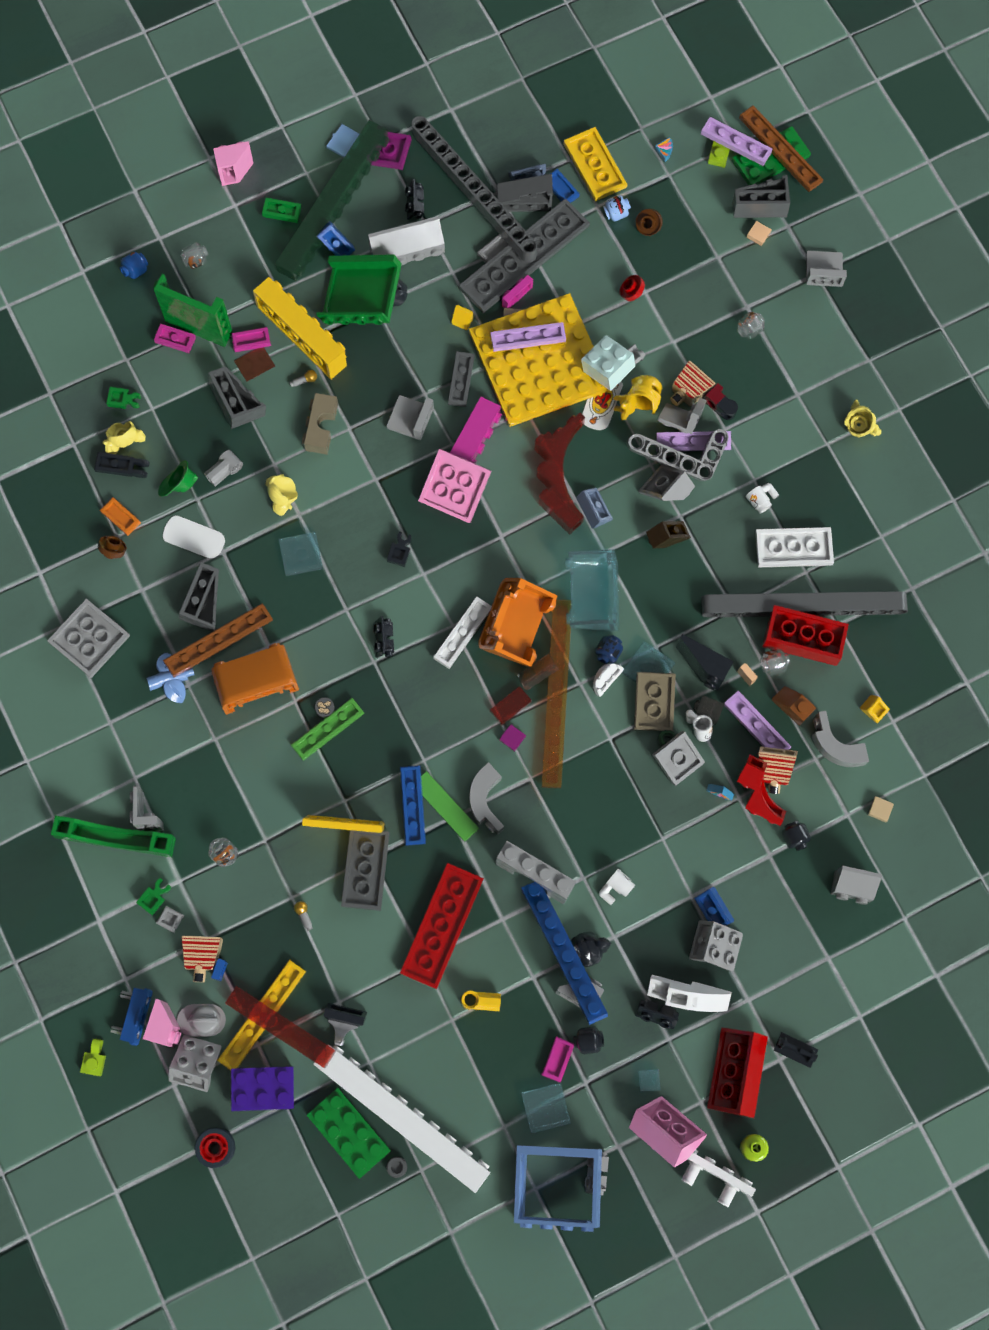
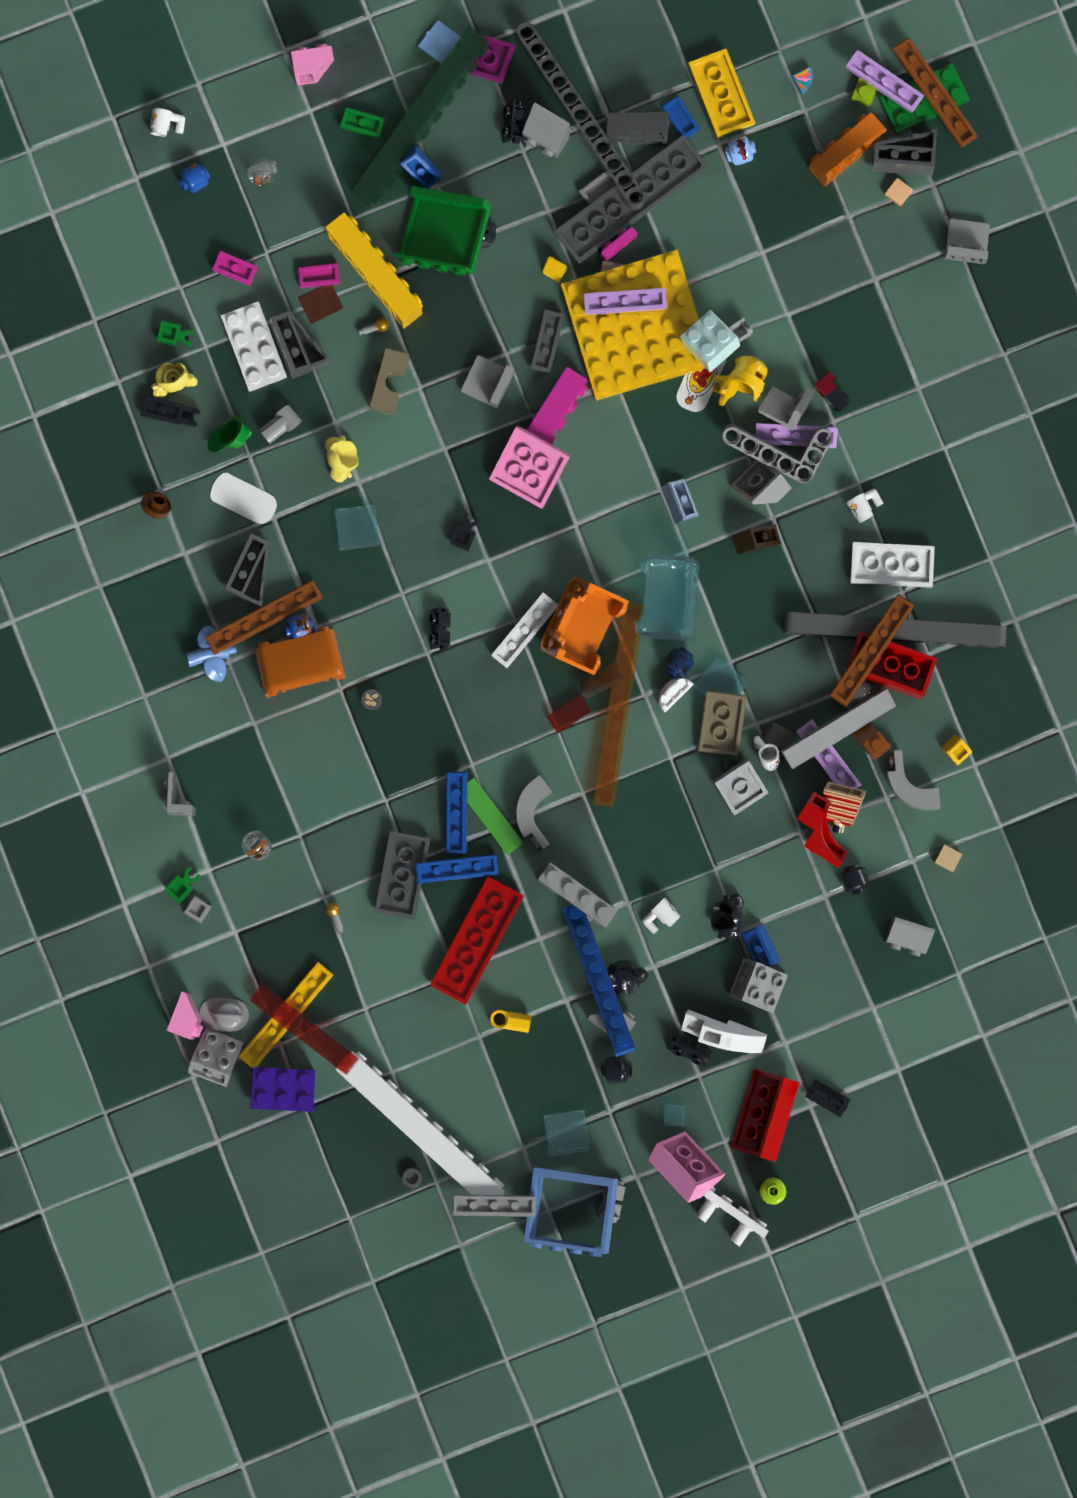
camera: 10 degrees right, 10 degrees up
(88, 638) = (126, 603): light grey plate -> none
(94, 1062) = (113, 1046): lime plate -> none
(102, 220) = (161, 121): none -> white piece
(120, 516) = (165, 469): orange tile -> none
(126, 839) = (144, 819): green arch -> none
(135, 1016) = (158, 1004): blue piece -> none
(194, 316) = (280, 264): green panel -> none
(195, 404) = (253, 346): none -> white plate
(201, 954) = (227, 949): torso -> none
(203, 1144) = (220, 1147): wheel -> none
(219, 970) = (245, 966): blue tile -> none
(251, 644) = (298, 626): none -> blue head
(327, 729) = (373, 723): bright green tile -> none
(343, 823) = (383, 827): yellow tile -> none
(343, 1020) = (369, 1028): black piece -> none
(348, 1133) = (366, 1139): green plate -> none
(409, 241) = (501, 178): slope -> none
(416, 858) = (456, 869): none -> blue tile
(445, 199) = (546, 131): none -> light grey slope
(481, 1188) = (494, 1205): none -> light grey tile
(512, 738) = (567, 749): magenta tile -> none
(533, 171) = (643, 97): sand blue slope -> none
(556, 498) = (636, 459): clear red arch -> none
(558, 1059) = (583, 1086): dark pink tile -> none
(632, 288) = (747, 249): red plate -> none
(649, 222) = (775, 171): reddish brown plate -> none
(680, 882) = (728, 917): none -> black hair
(690, 385) = (800, 370): tan torso -> none
(706, 663) = (782, 690): black slope -> none
(710, 200) = (847, 149): none -> orange wedge
(720, 791) = (780, 825): dark azure tile -> none
(747, 674) = (824, 702): light nougat tile -> none
(751, 325) = (875, 304): clear head -> none
(764, 696) = (838, 728): none -> light grey tile
(787, 621) = (872, 650): none -> dark orange tile
(863, 416) = (984, 420): light yellow hair -> none

